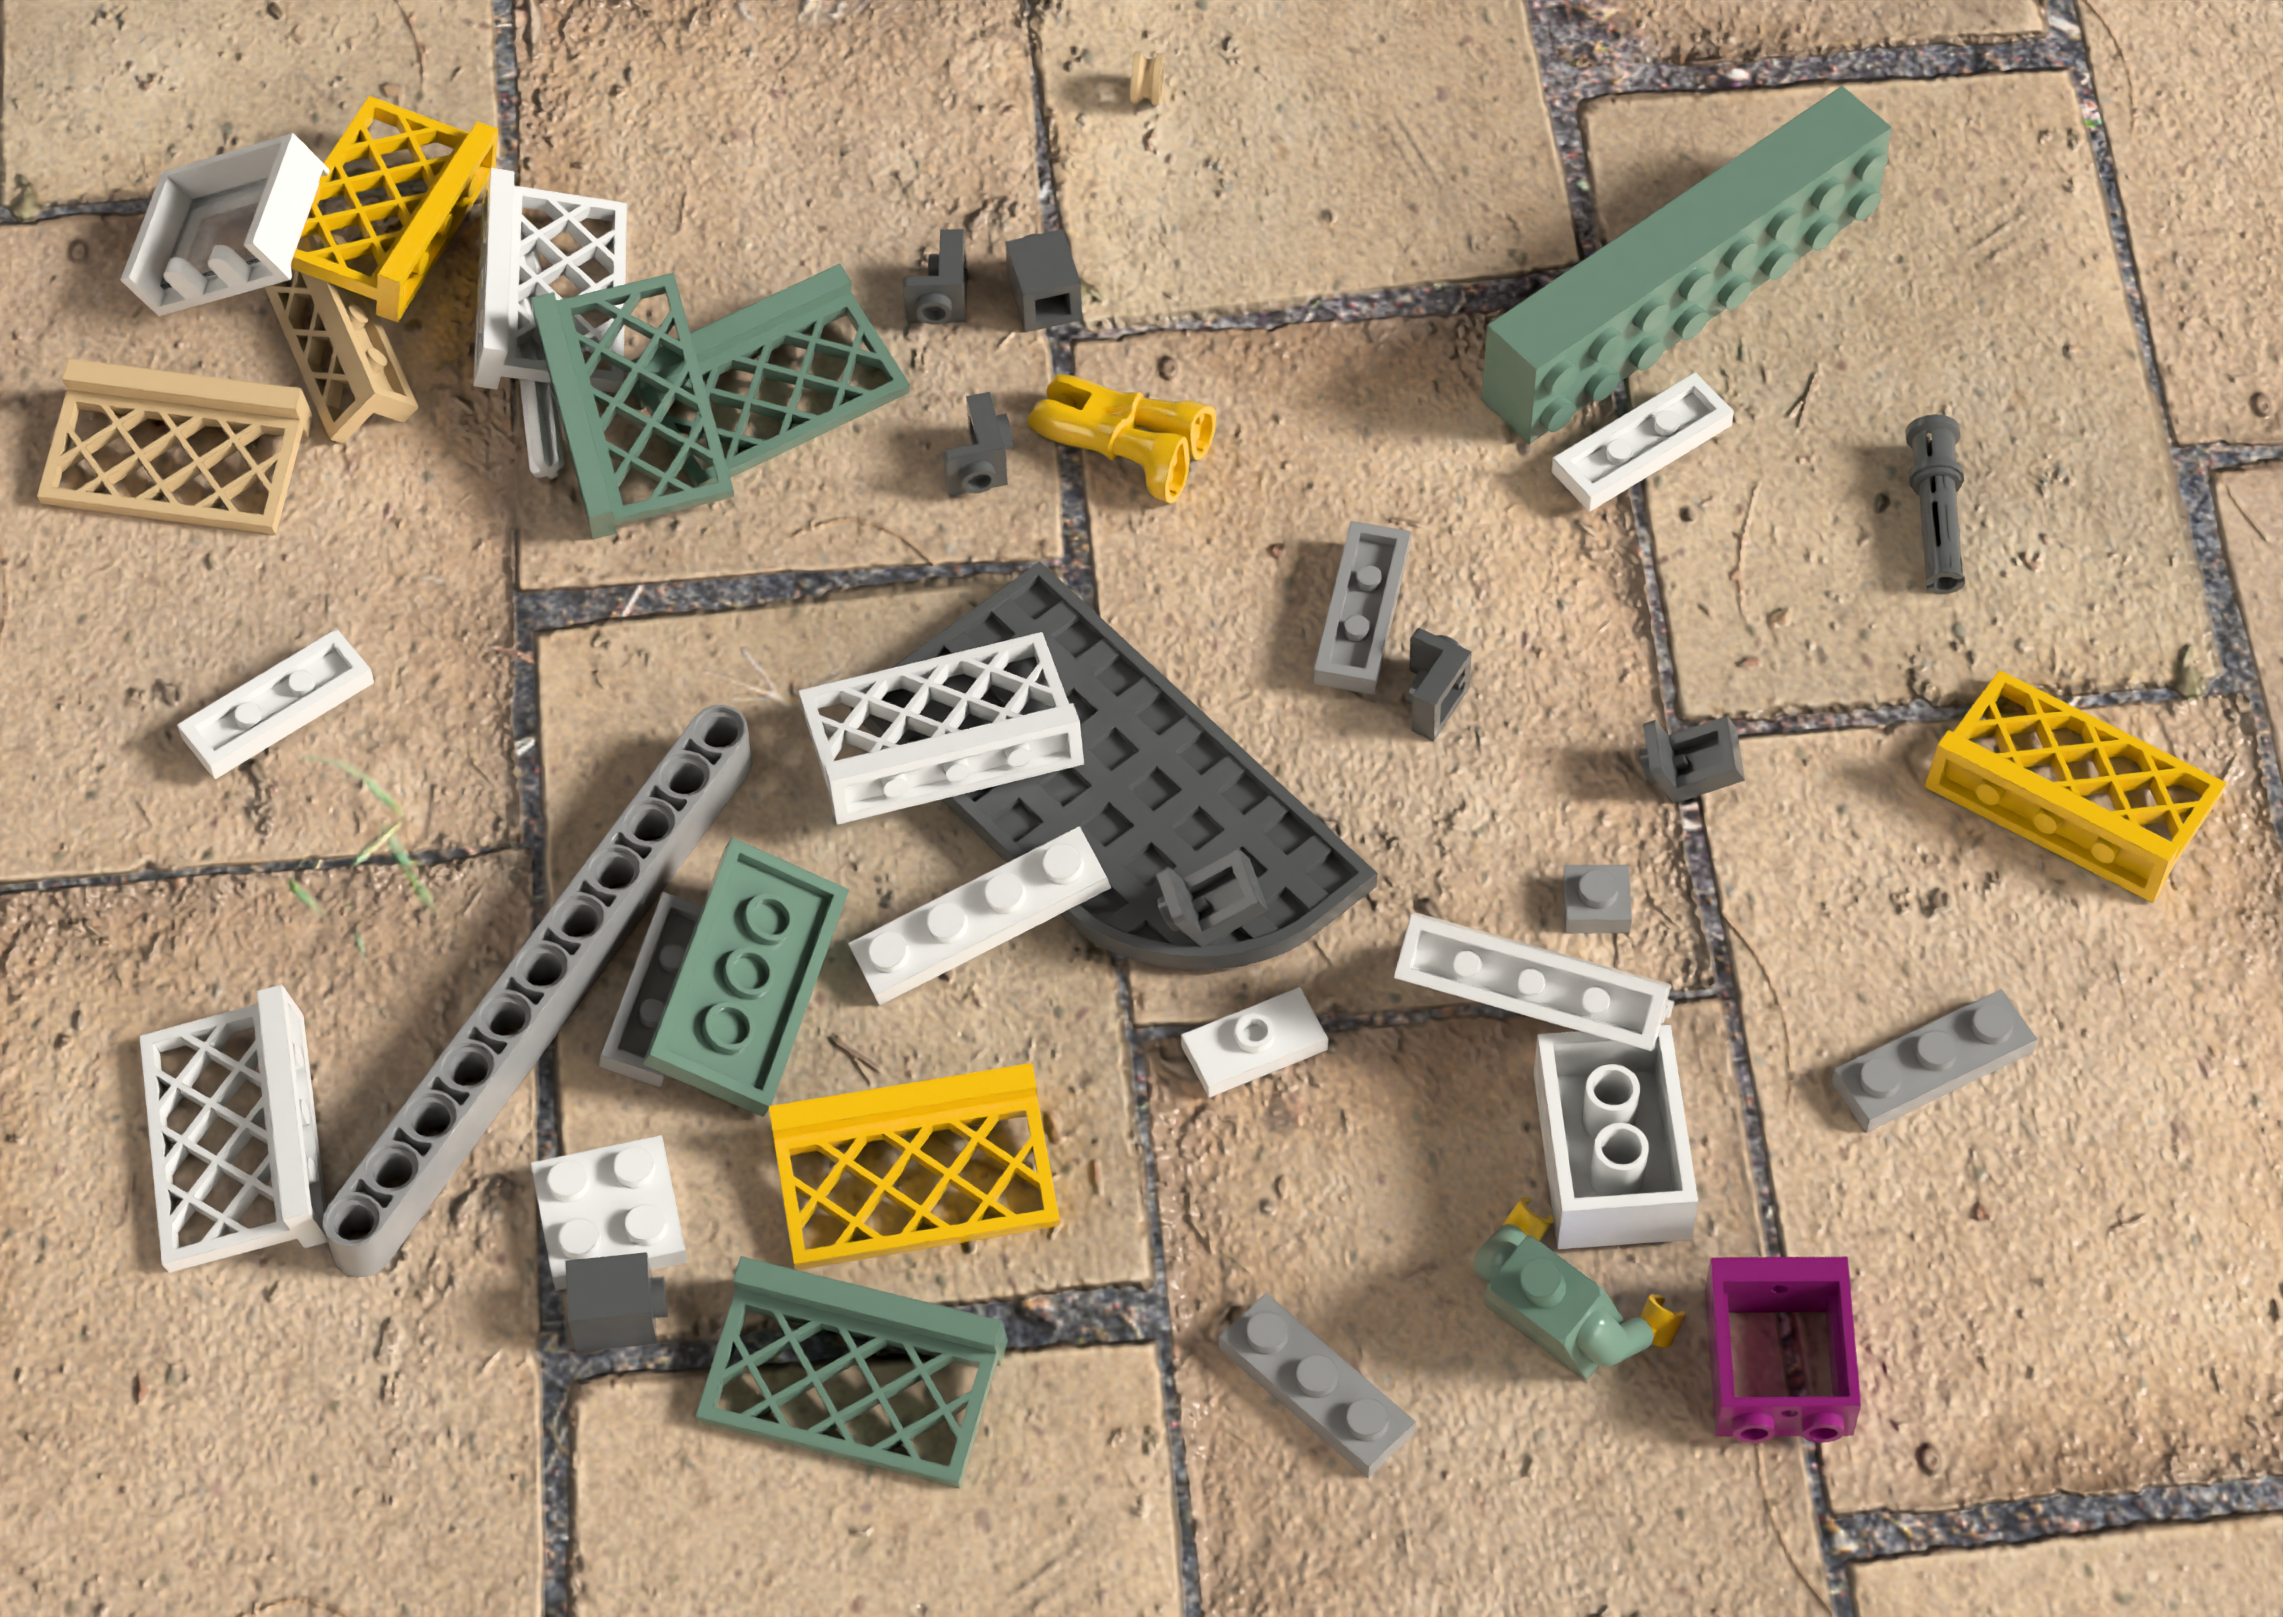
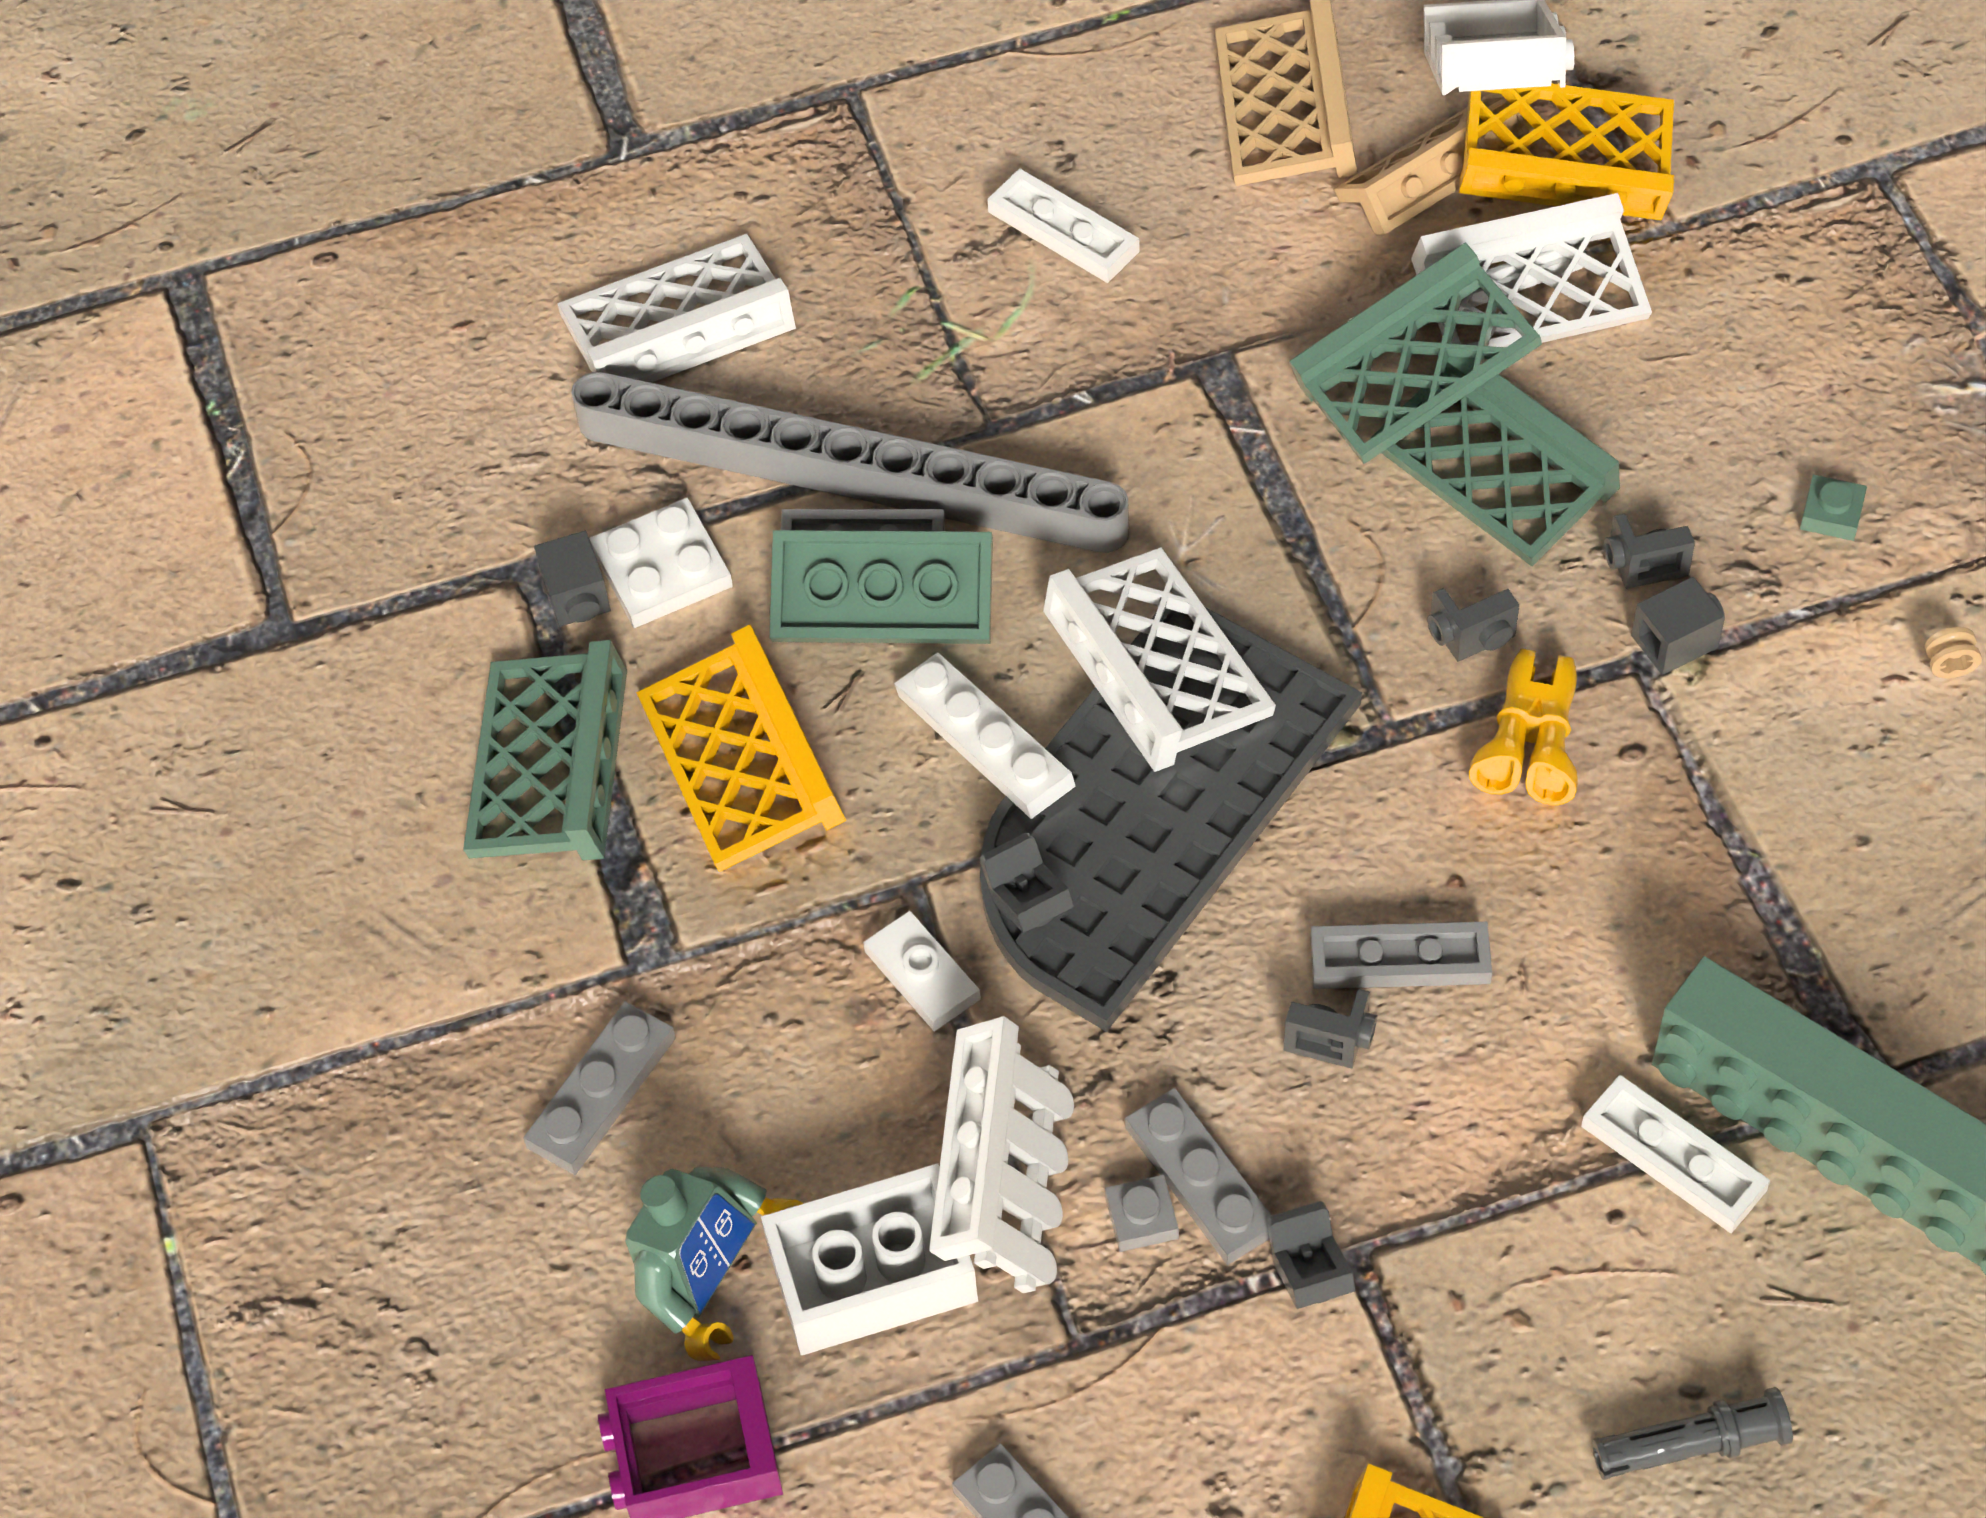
camera: 80 degrees right, 0 degrees up
(932, 126) = (1833, 507): none -> sand green plate
(1570, 834) = (1200, 1175): none -> light grey plate

